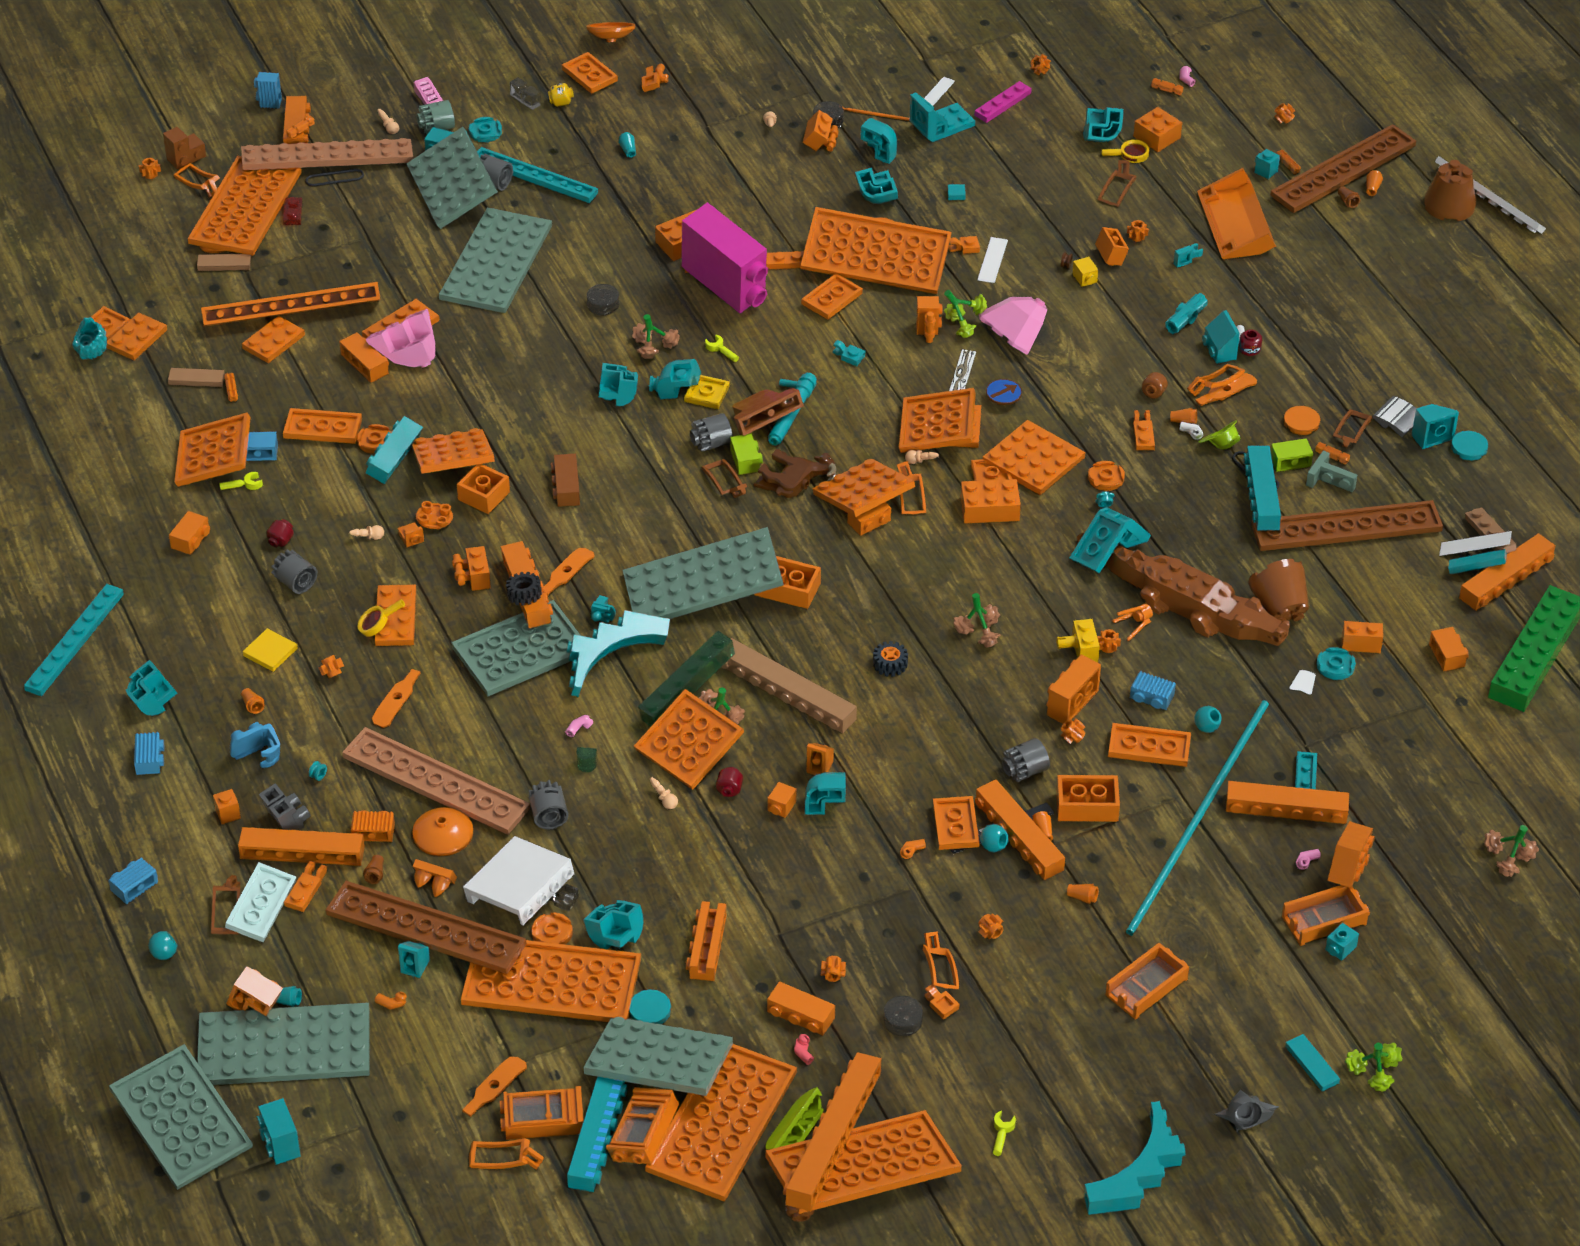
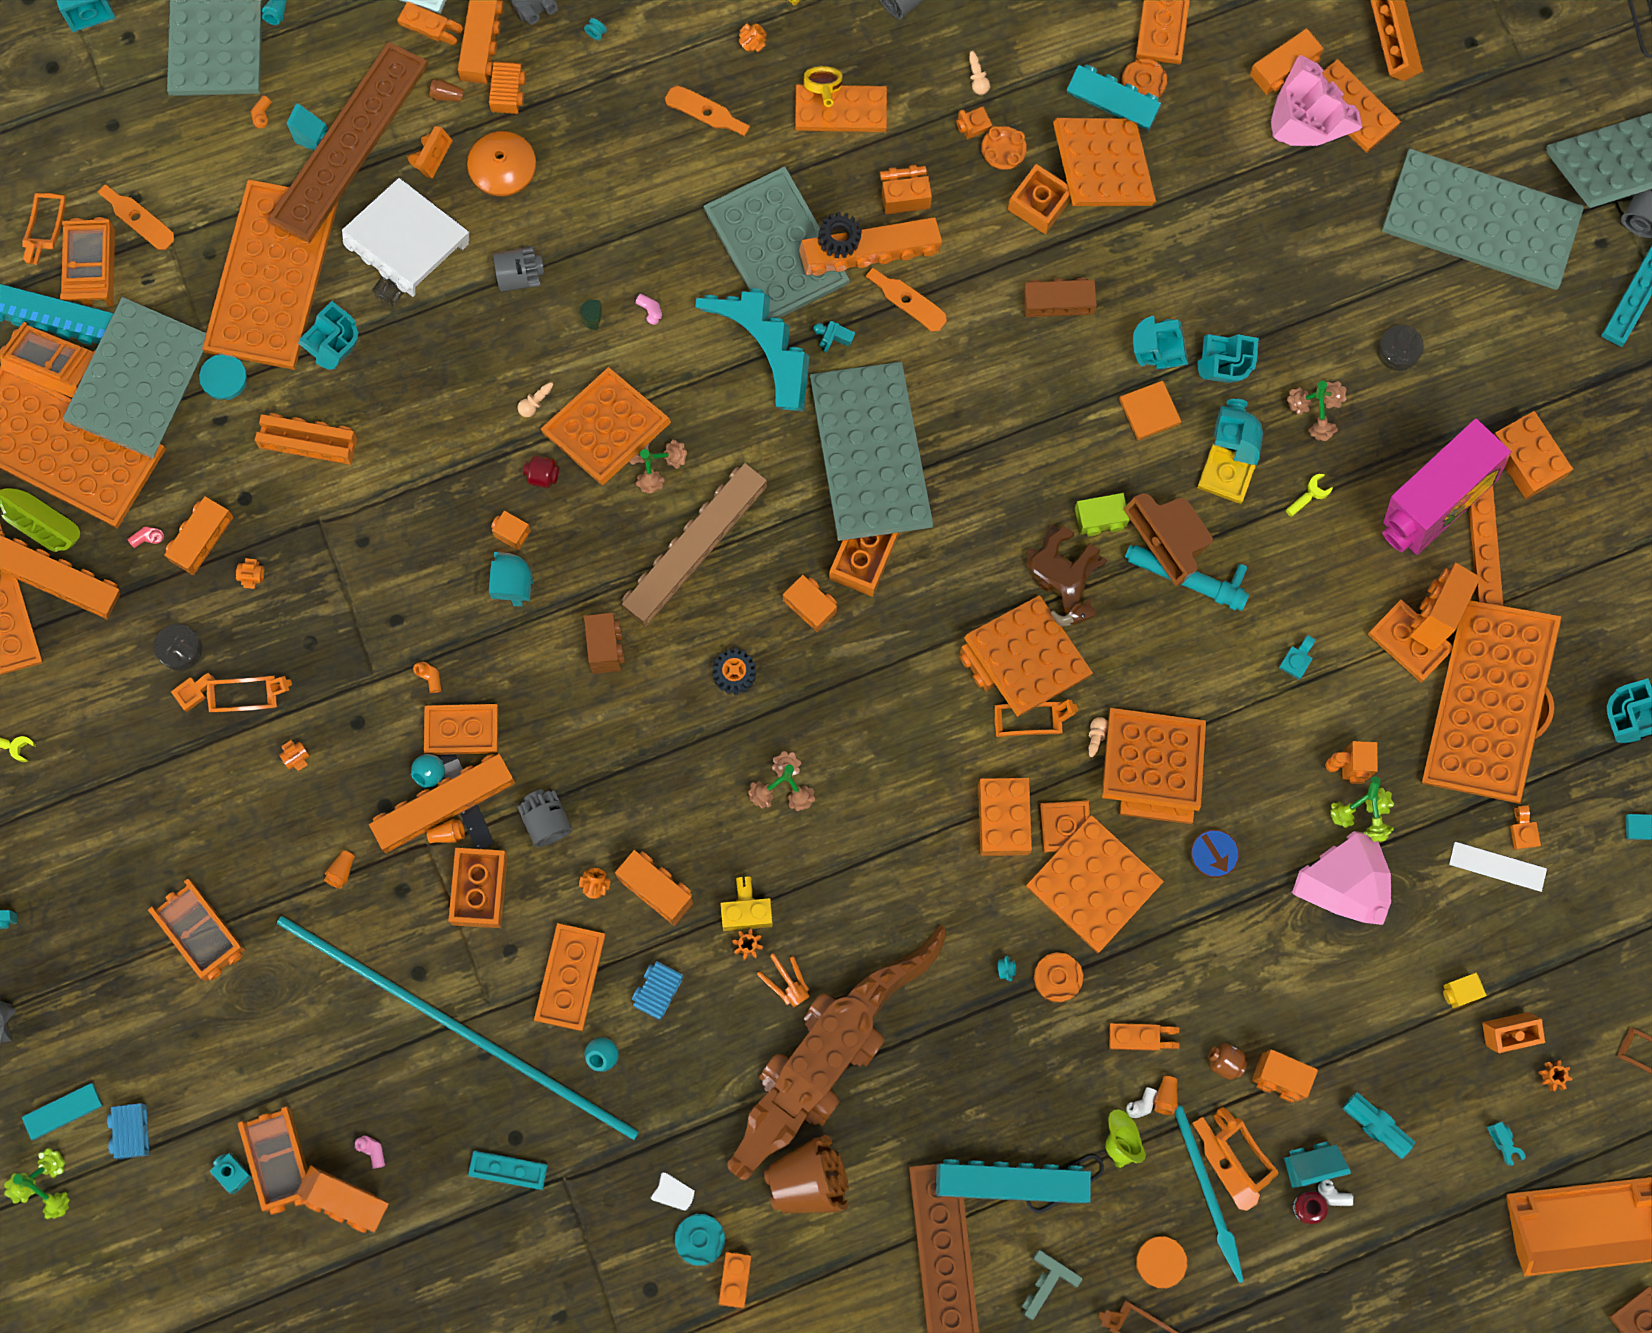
camera: 90 degrees right, 30 degrees up
(436, 780) = (572, 153): nougat plate -> none
(552, 929) = (345, 277): orange tile -> none
(605, 418) = (1160, 343): none -> teal brick
(657, 432) = (1150, 410): none -> orange tile
(688, 676) = (697, 425): clear green brick -> none
(710, 432) = (1135, 470): dark grey gear -> none
(734, 491) = (1038, 497): dark orange sword -> none
(809, 268) = (1444, 606): none -> orange brick
(819, 758) = (569, 575): orange slope -> none
(830, 615) = (810, 602): none -> orange brick
(877, 730) = (602, 643): none -> dark orange brick
(963, 370) = (1263, 805): sticker -> none
(1066, 260) = (1489, 967): reddish brown bush -> none
(1103, 536) = (927, 963): teal bracket -> none
(1162, 351) = (1284, 1076): none -> orange brick
(1278, 389) = (1224, 1238): none -> teal piece
(1287, 802) = (458, 1138): orange brick -> none
(1291, 455) = (1086, 1235): lime brick -> none
(1321, 1011) = (129, 1131): none -> dark azure brick
(1335, 454) = (1094, 1296): orange axle -> none

